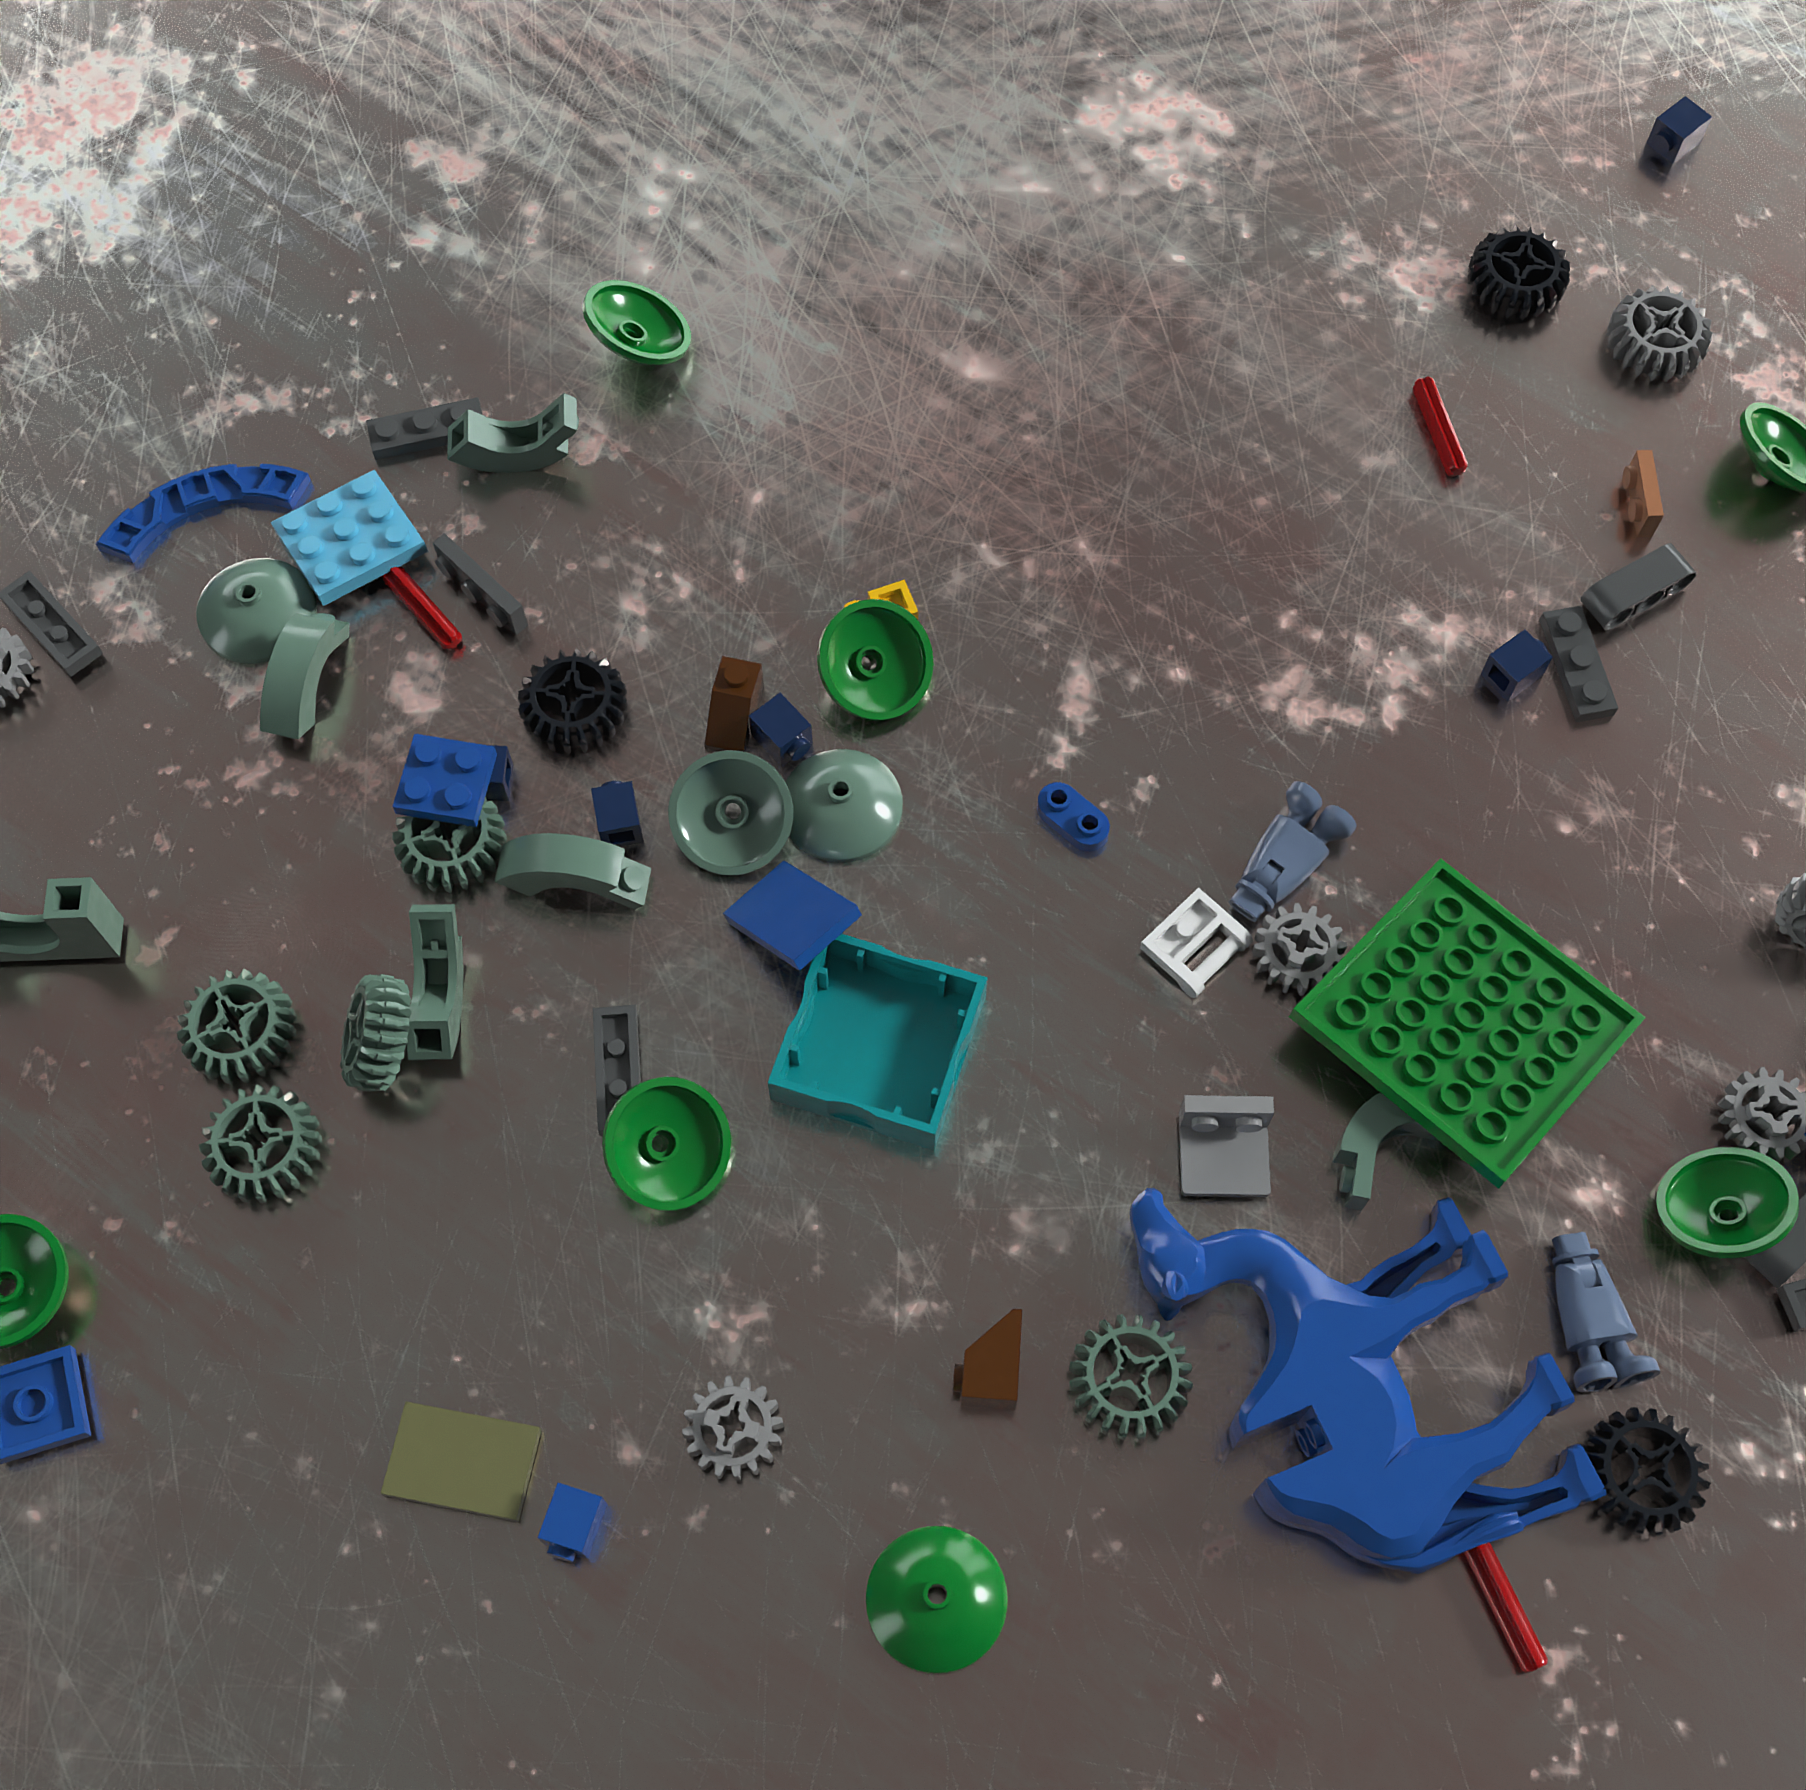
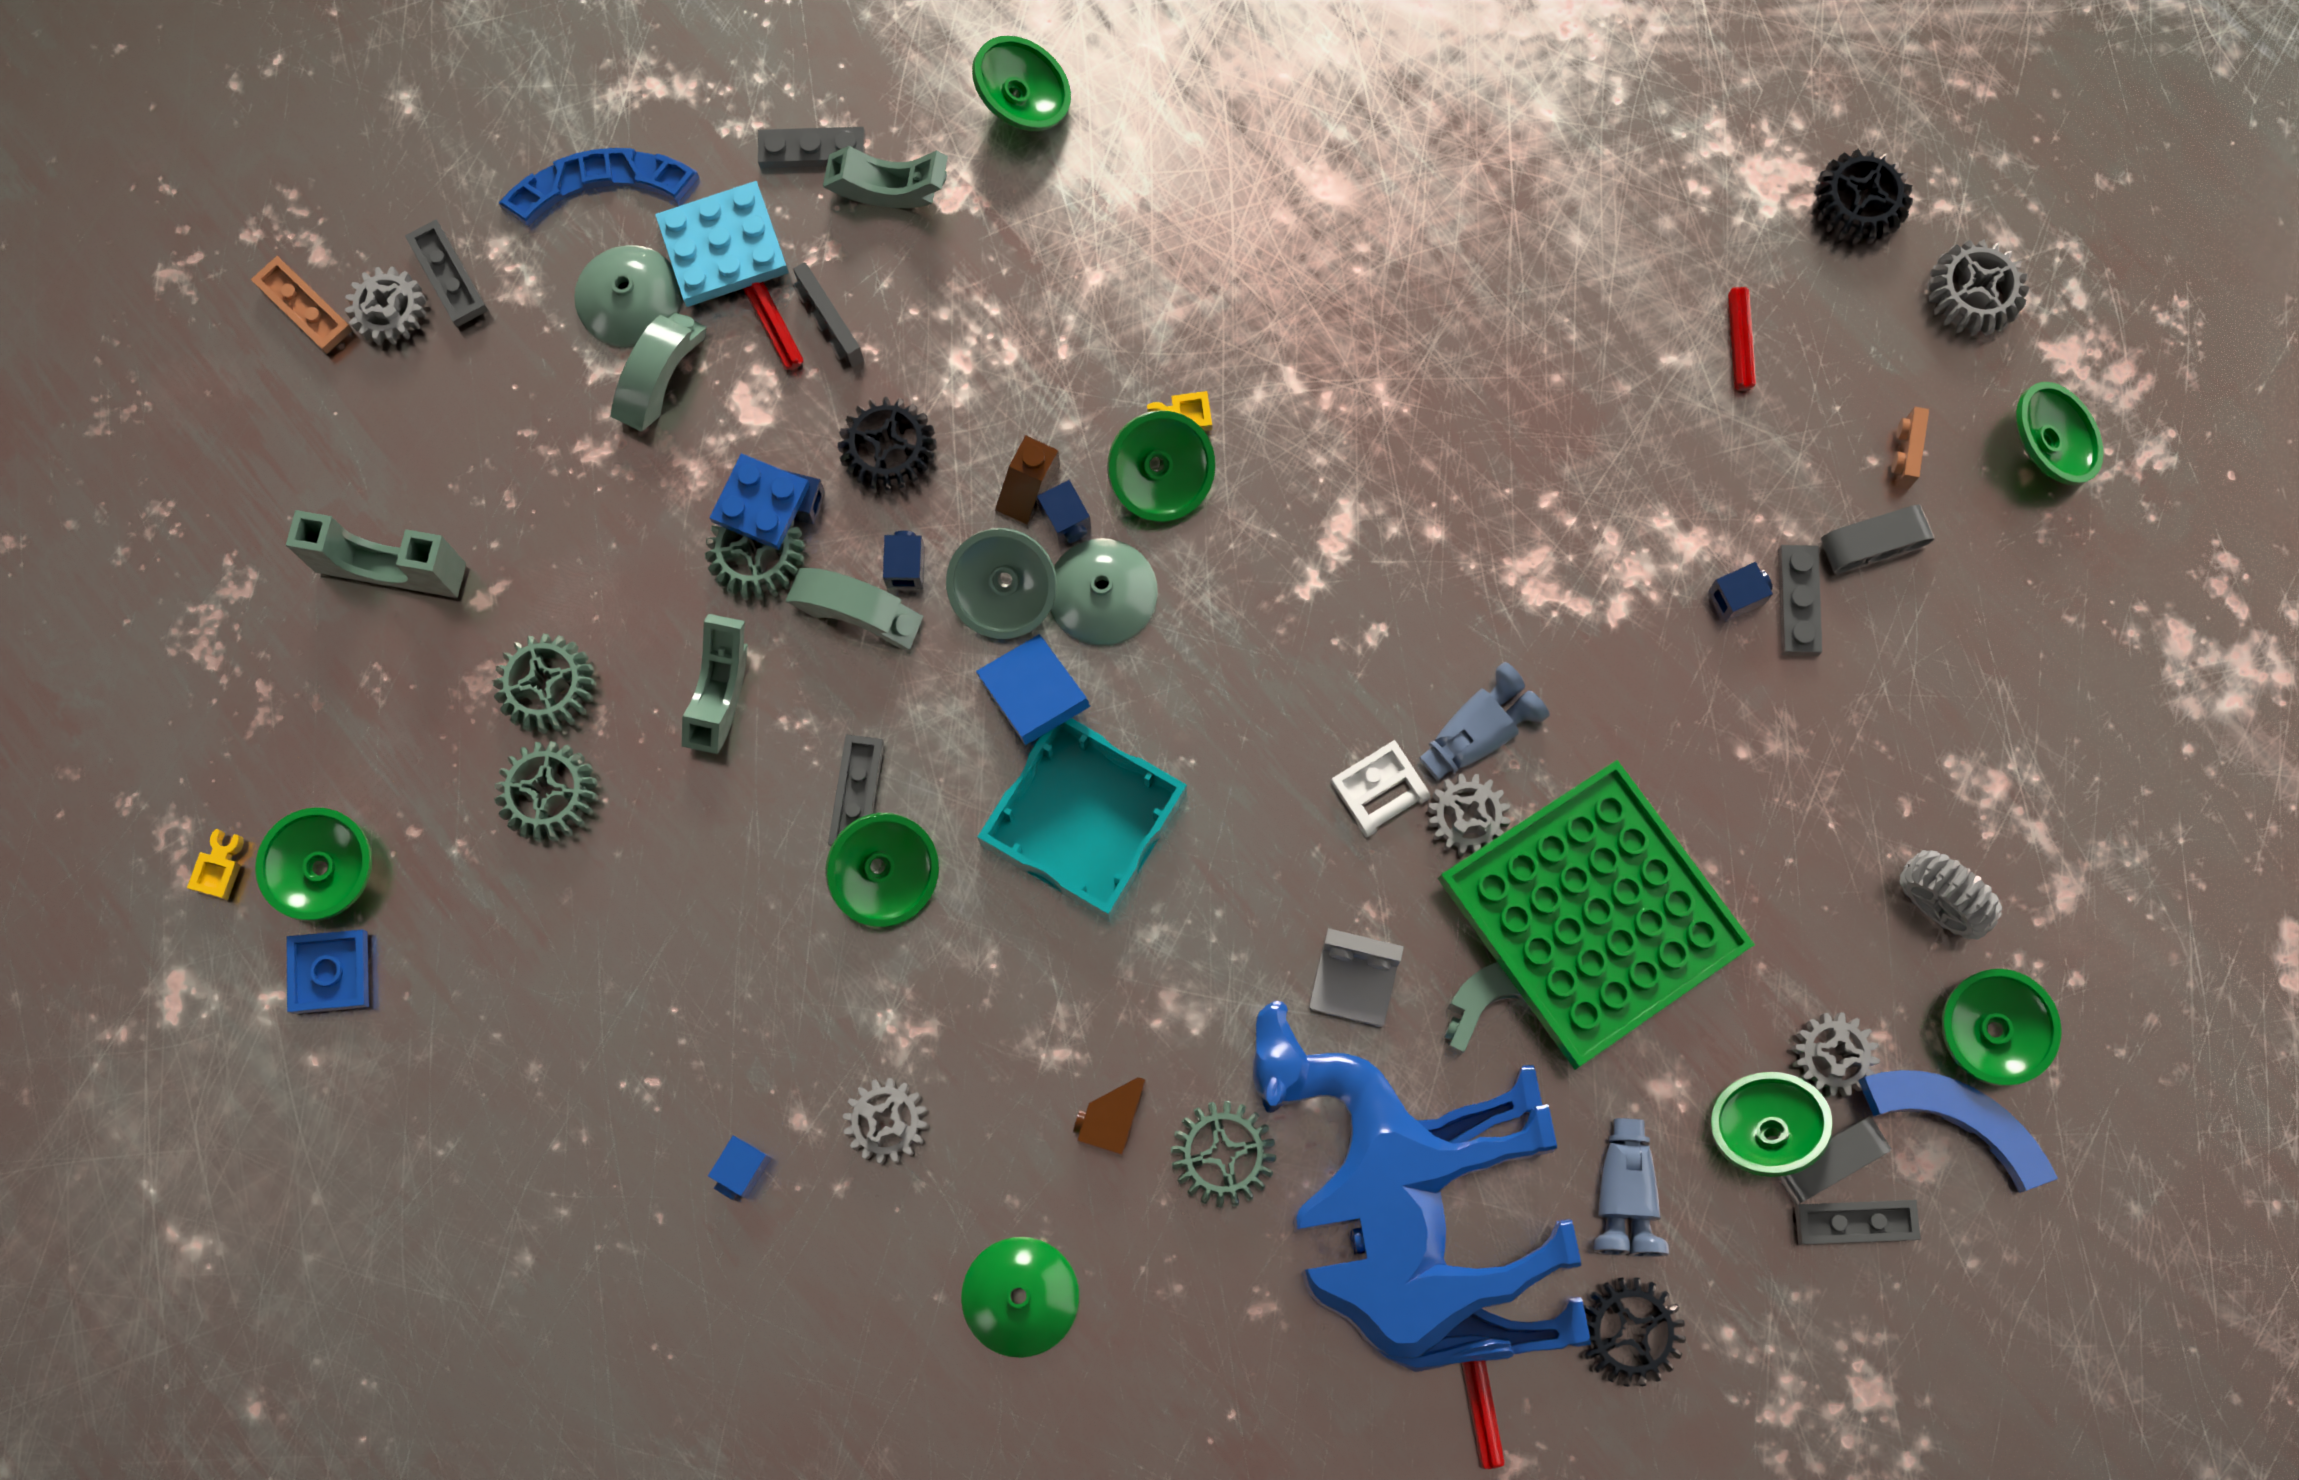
camera: 15 degrees right, 10 degrees up
(375, 1032) = (657, 719): sand green gear -> none
(461, 1461) = (661, 1096): olive tile -> none
(1070, 816) = (1301, 647): blue plate -> none
(1679, 129) = (2066, 75): dark blue brick -> none

